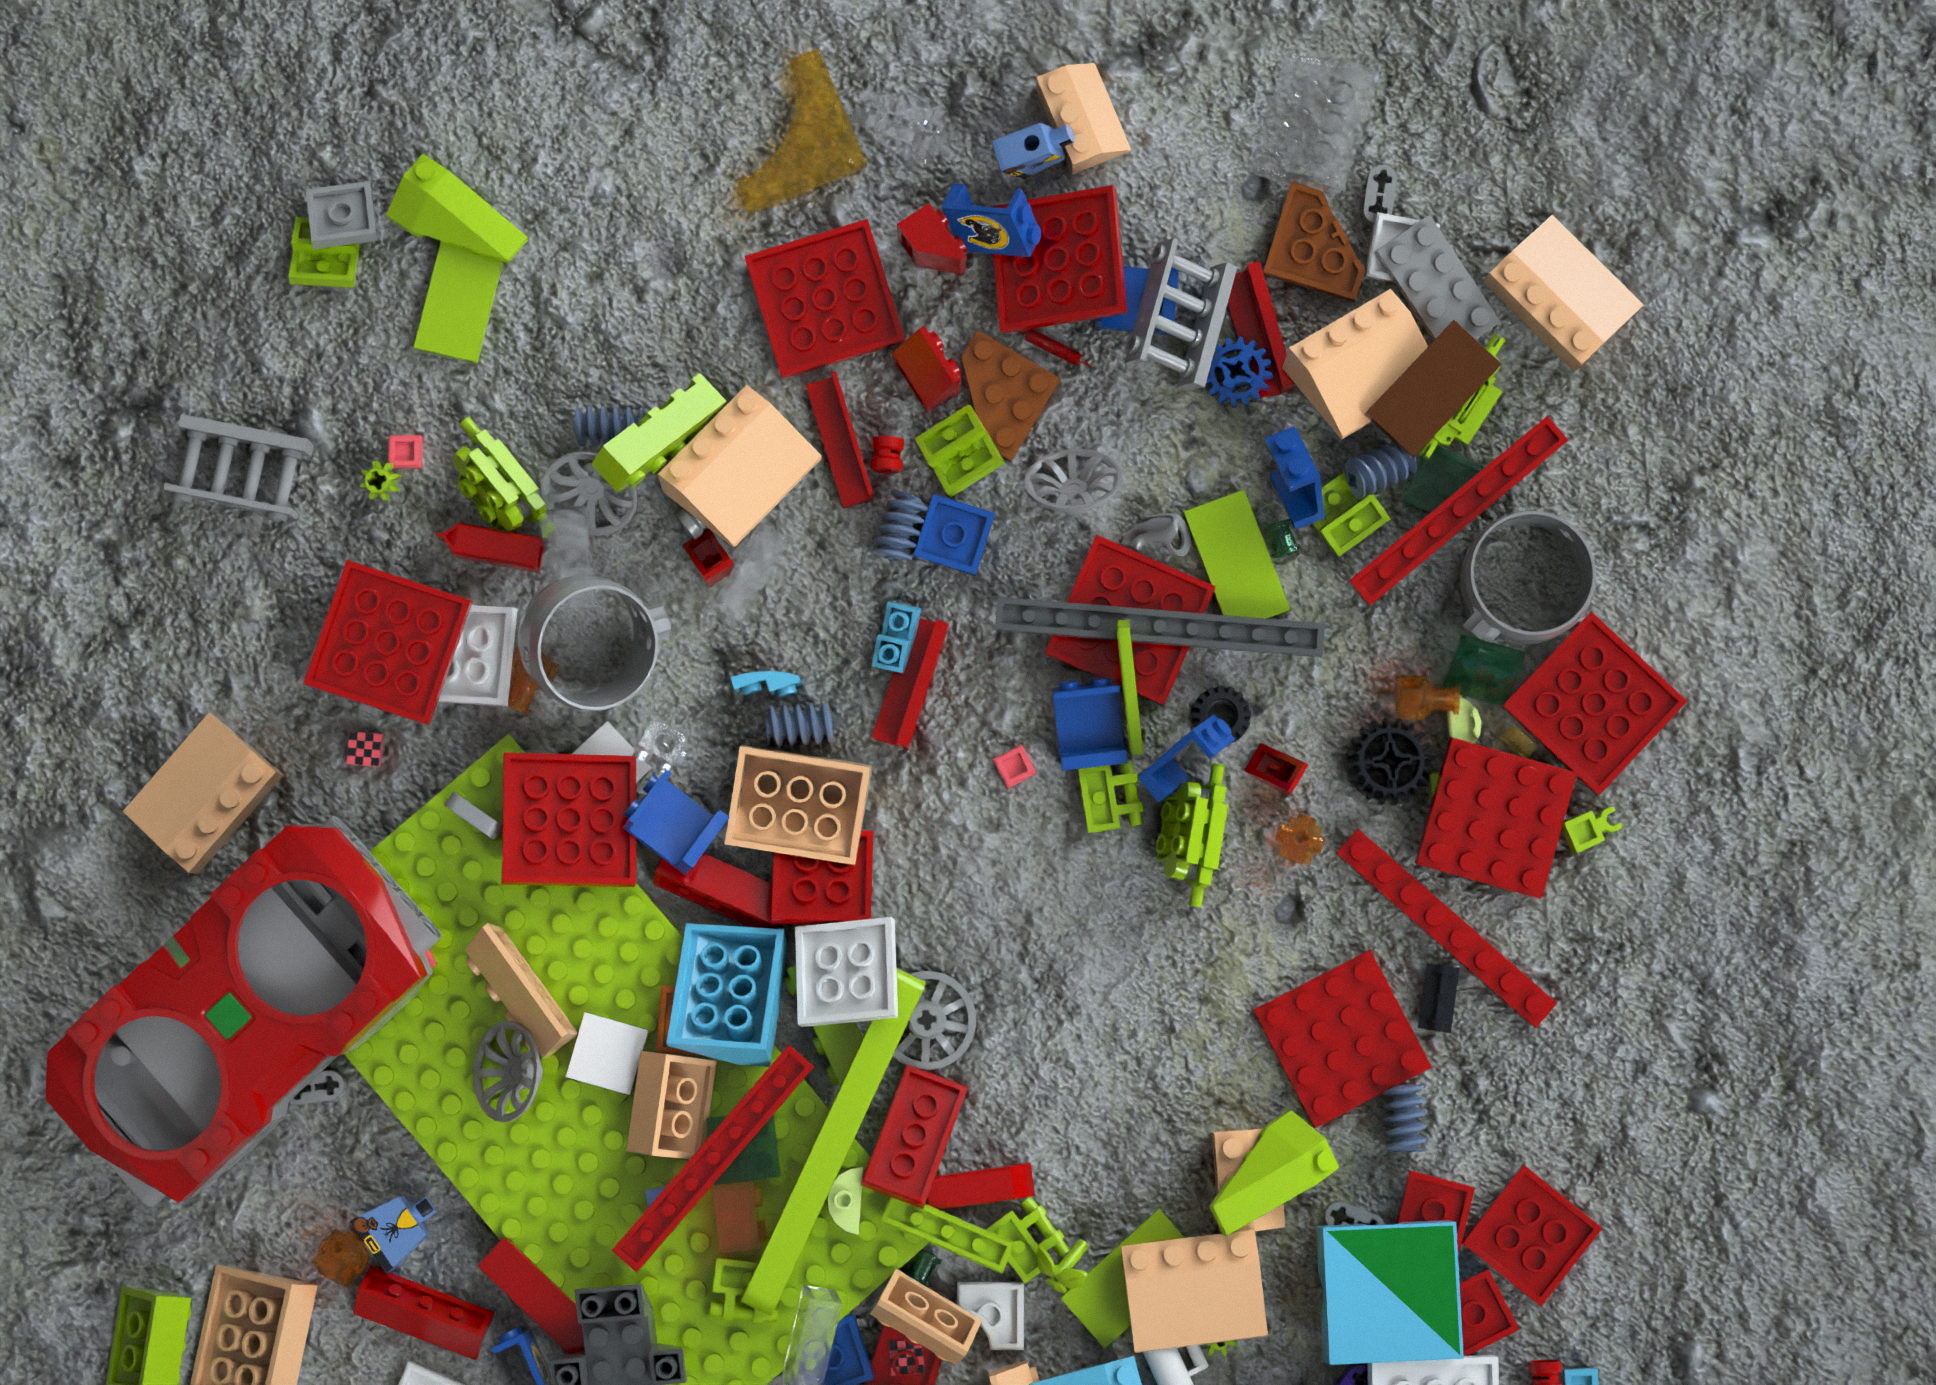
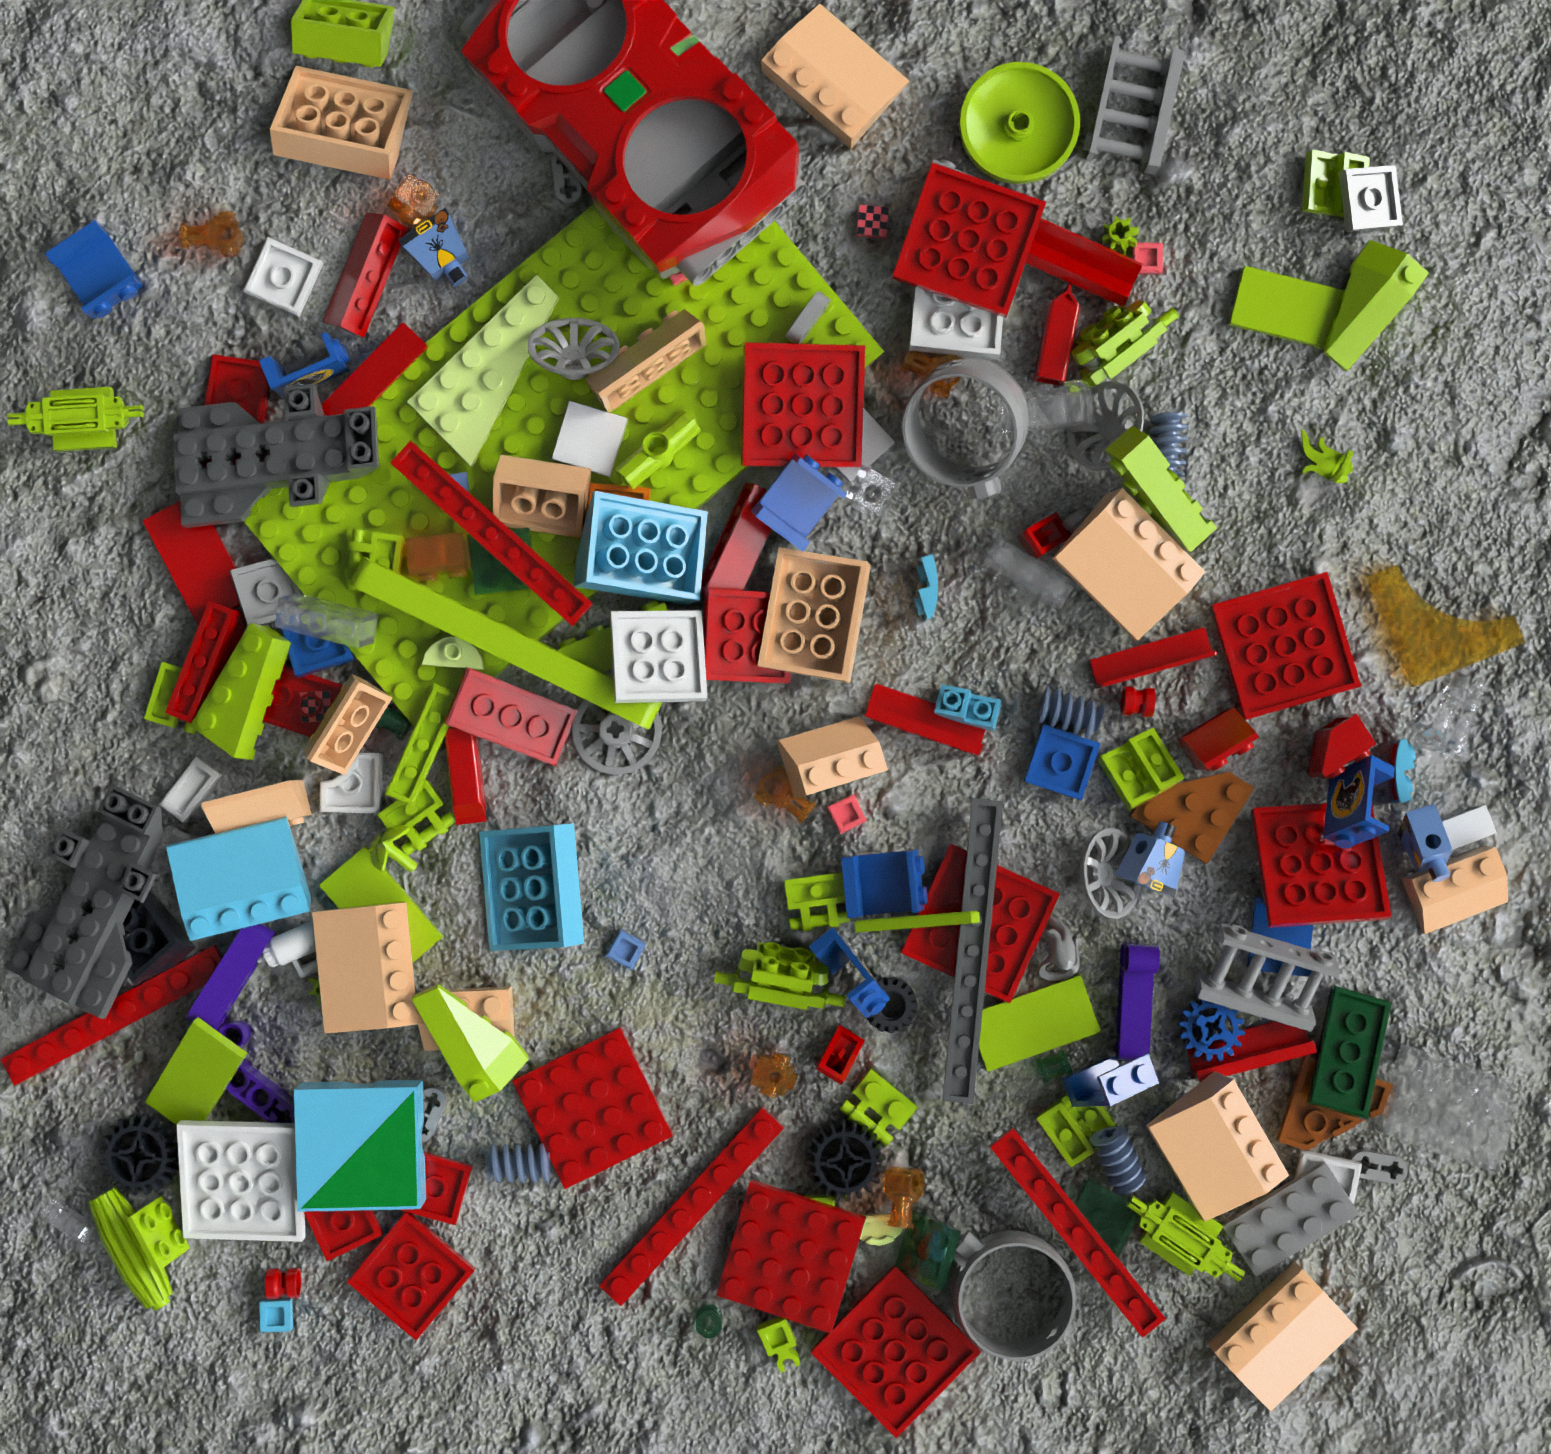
camera: 85 degrees right, 5 degrees up
(258, 590) = (1019, 122): none -> lime dish
(411, 519) = (1083, 262): none -> red panel
(545, 1181) = (478, 379): none -> yellowish green wing
(628, 254) = (1329, 463): none -> lime piece
(634, 991) = (644, 462): none -> lime piece
(799, 724) = (887, 617): sand blue piece -> none
(944, 175) = (1401, 757): none -> medium azure slope
(952, 783) = (831, 756): none -> light nougat slope
(996, 833) = (784, 797): none -> clear orange connector
(1015, 105) = (1469, 826): none -> white tile
(1053, 347) = (1237, 858): red piece -> none
(1059, 435) = (1154, 861): none -> medium blue torso
(1102, 1110) = (531, 887): none -> medium azure slope
(1168, 1005) = (626, 949): none -> medium blue tile
(1207, 453) = (1135, 997): none -> dark purple beam
(1258, 227) = (1349, 1052): none -> dark green tile
(1323, 721) = (884, 1100): none -> lime plate
(1432, 389) = (1192, 1213): reddish brown tile -> none
(1438, 997) = (627, 1197): black hinge -> none
(1518, 741) = (861, 1279): clear yellow tile -> none
(1574, 897) = (716, 1317): none -> clear green bush

